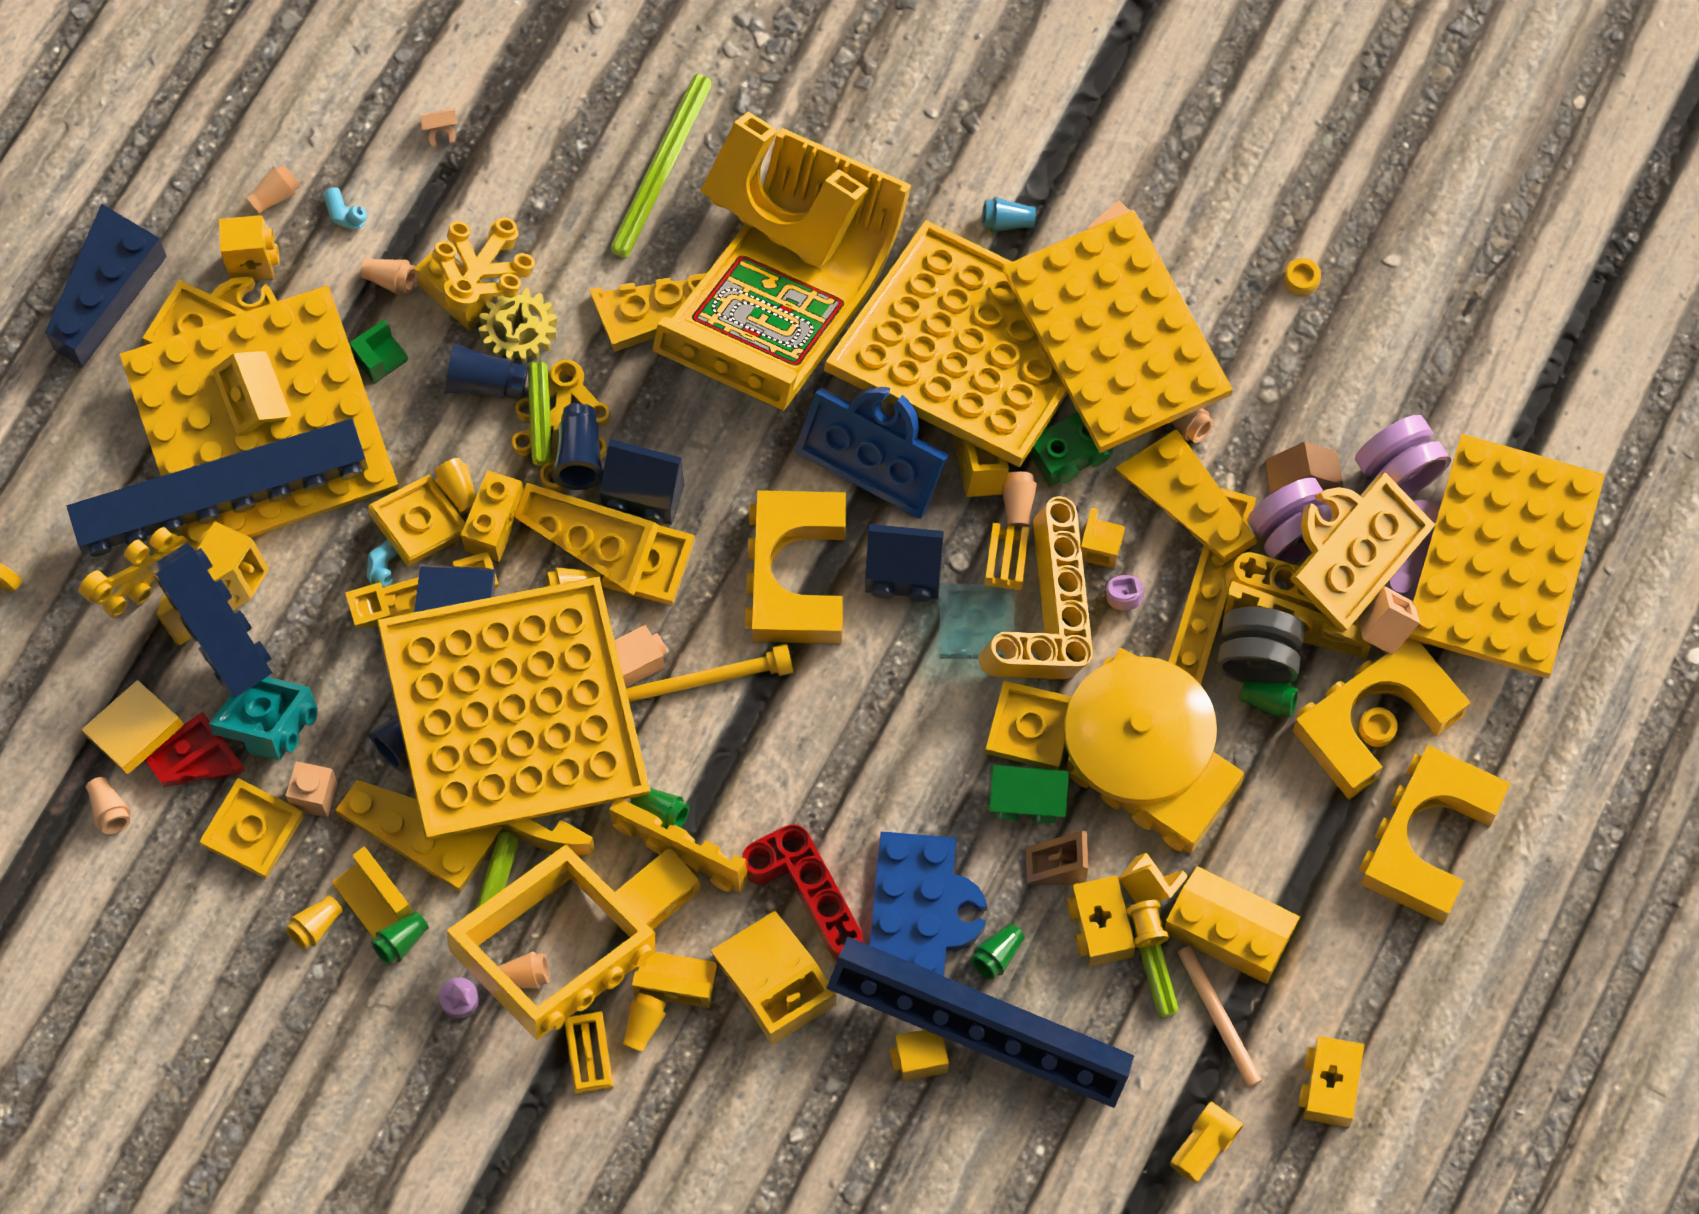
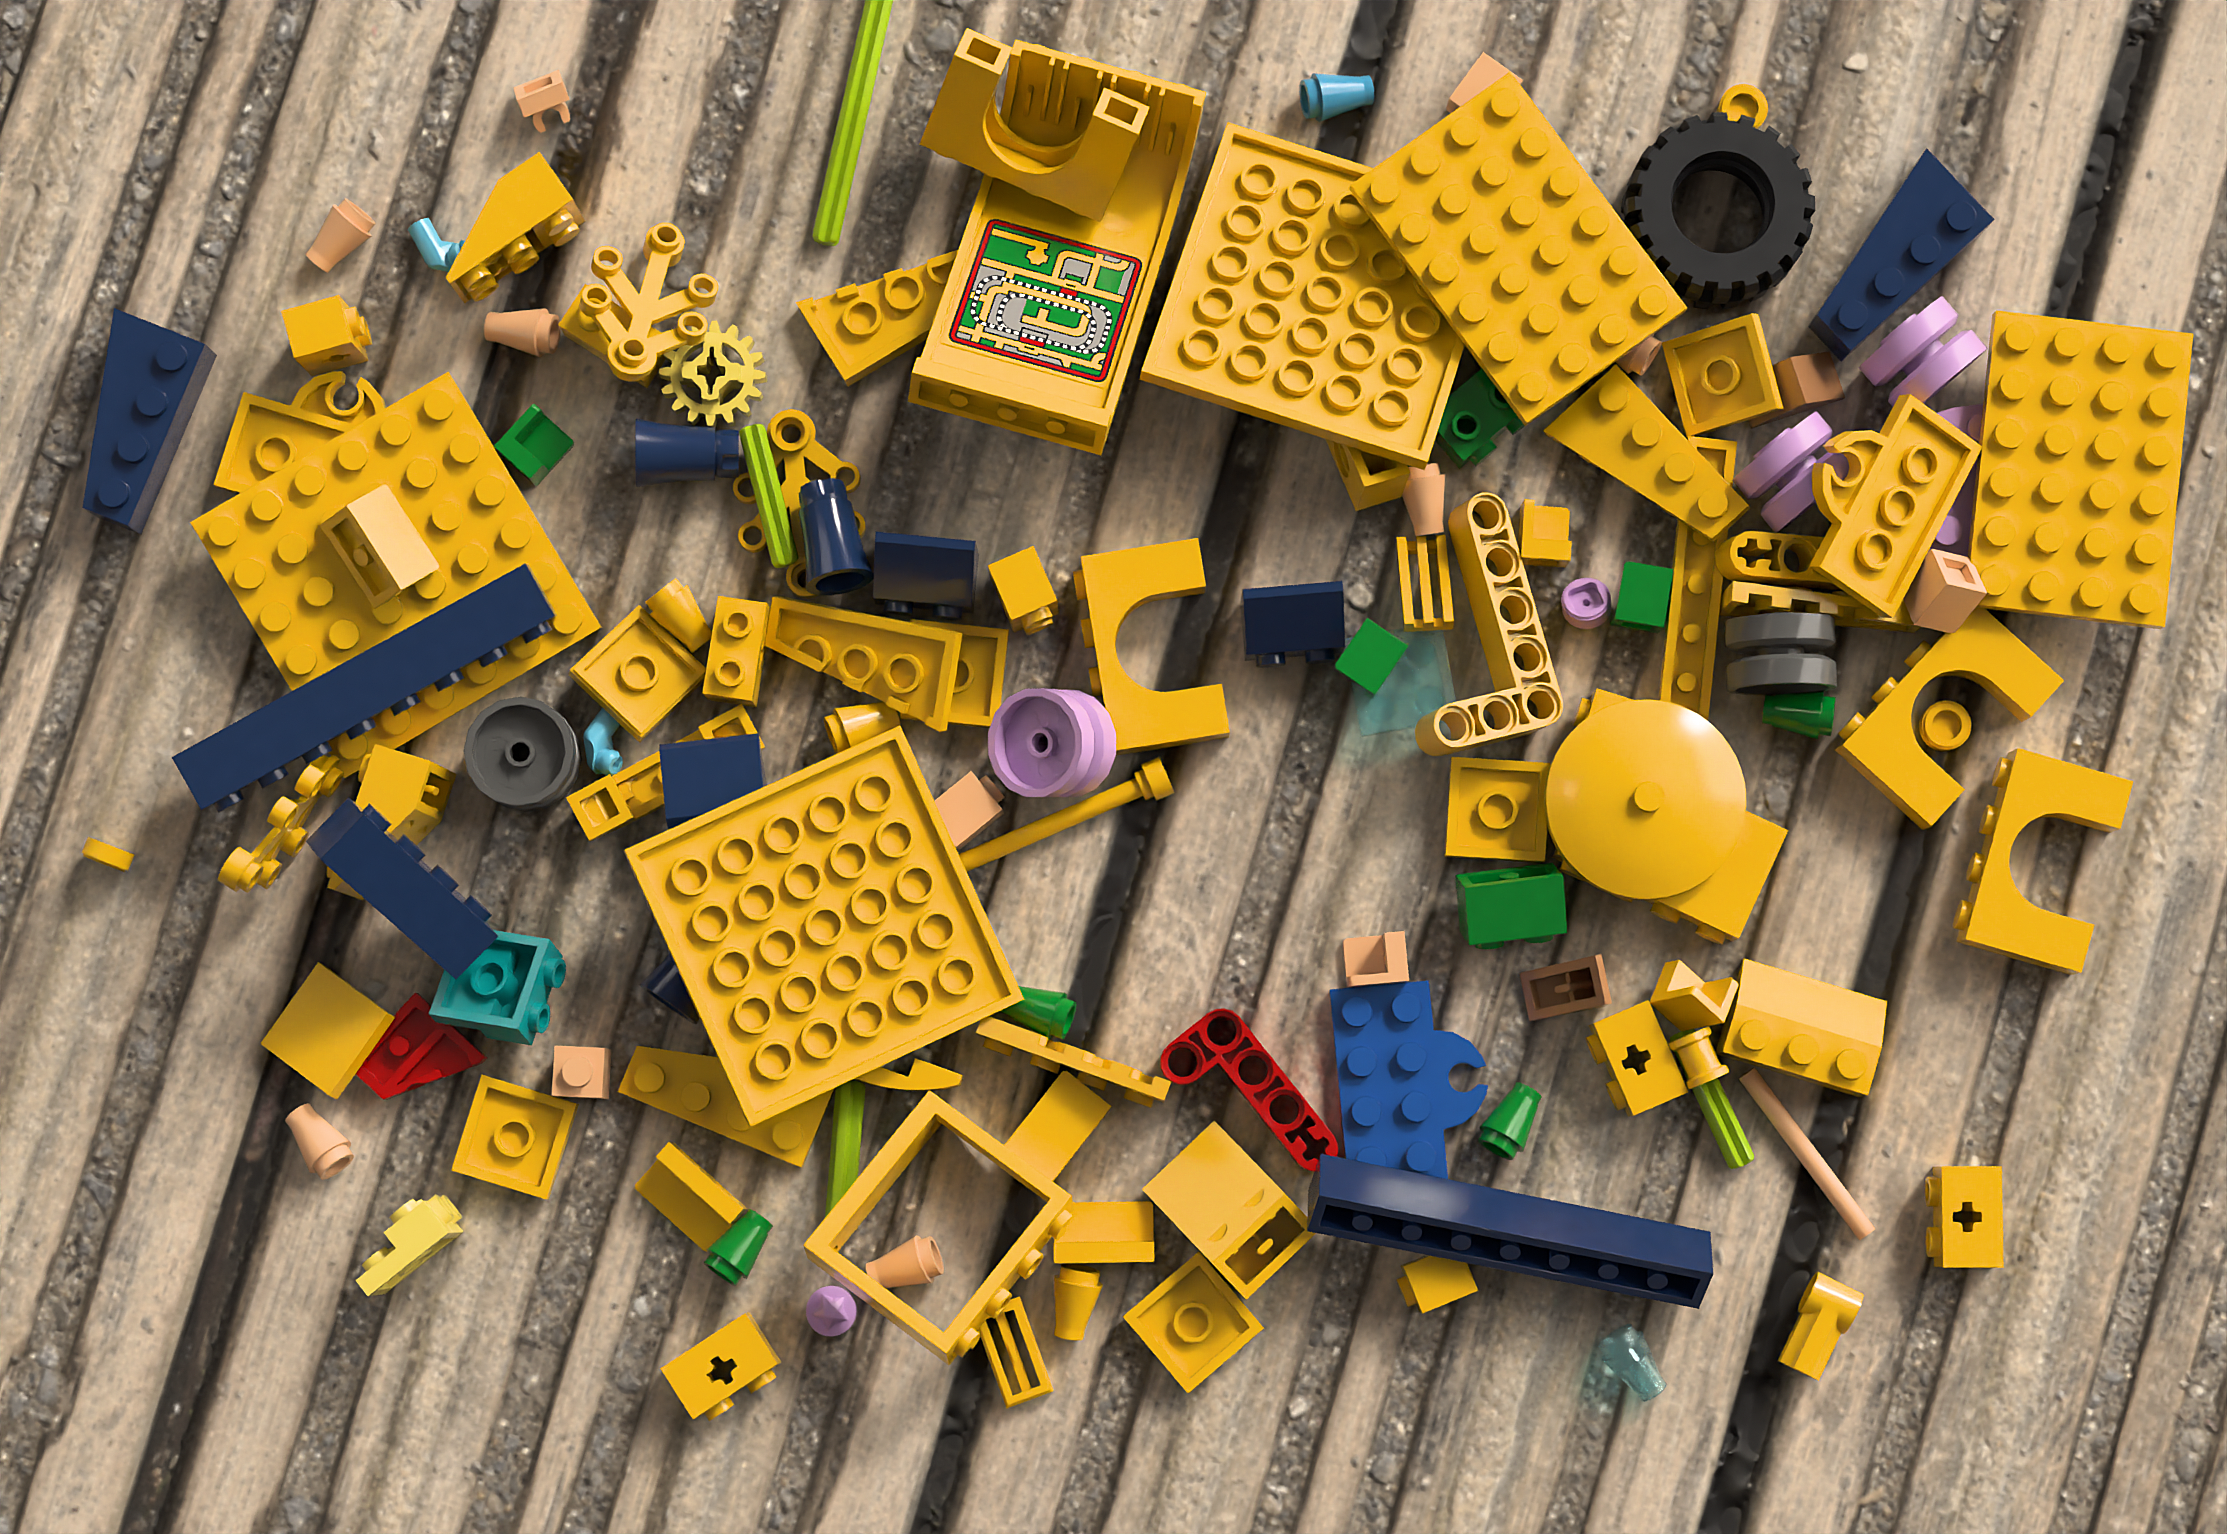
camera: 10 degrees left, 15 degrees up
(166, 883) = (417, 1235): none -> light yellow plate
(312, 923) = (623, 1247): yellow cone -> none
(320, 557) = (494, 762): none -> dark grey wheel
(347, 1022) = (692, 1375): none -> yellow brick
(397, 200) = (517, 222): none -> yellow slope
(708, 614) = (1051, 743): none -> lavender wheel
(711, 506) = (1024, 591): none -> yellow brick
(729, 1053) = (1193, 1322): none -> yellow plate
(873, 448) = (1222, 468): blue plate -> none
(920, 816) = (1376, 960): none -> light nougat panel
(957, 595) = (1371, 657): none -> green panel
(1058, 1143) = (1631, 1359): none -> clear light blue cone
(1166, 594) = (1642, 597): none -> green panel
(1253, 449) = (1722, 375): none -> yellow plate
(1281, 295) = (1755, 160): none -> black tyre
(1408, 383) = (1909, 245): none -> dark blue wedge

